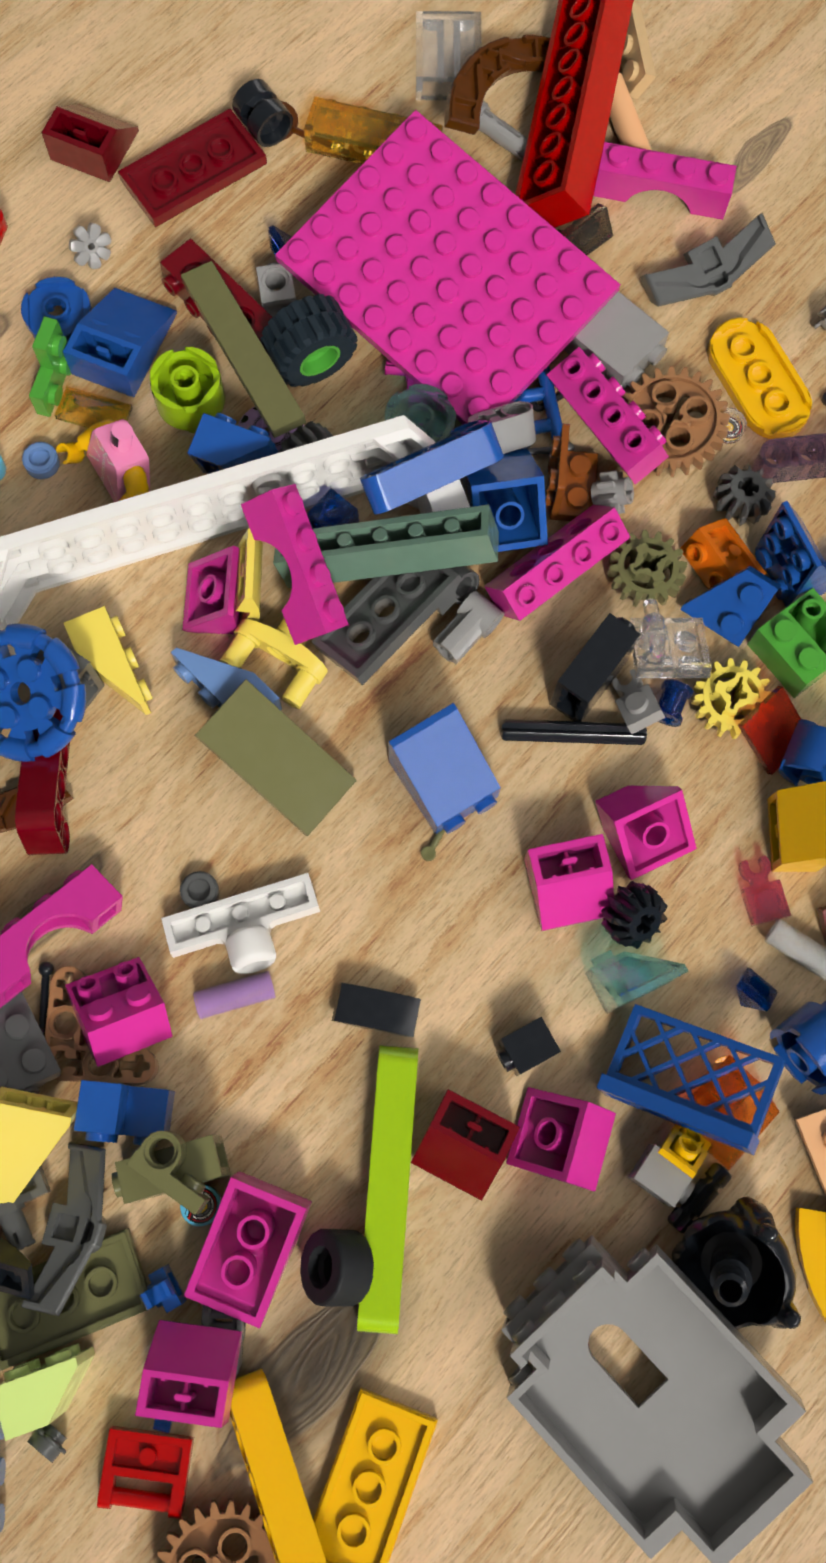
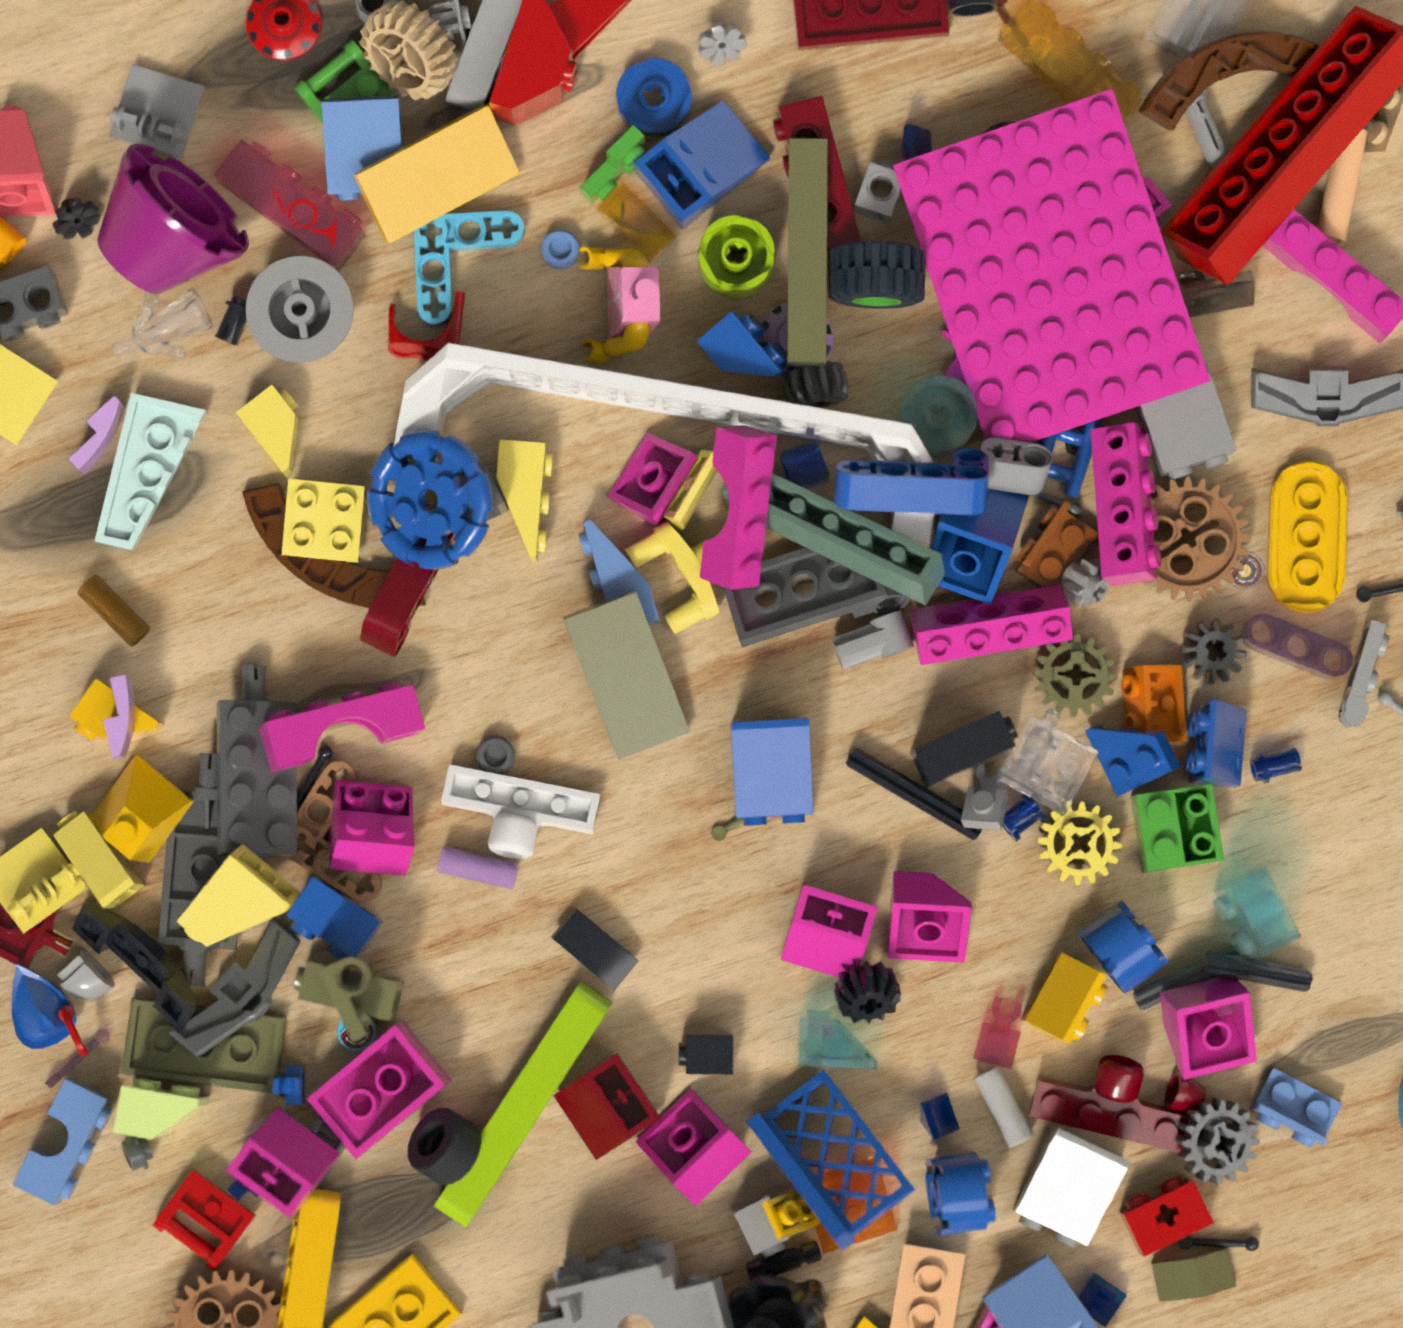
camera: 30 degrees right, 10 degrees up
(771, 728) = (1095, 891): clear red piece -> none

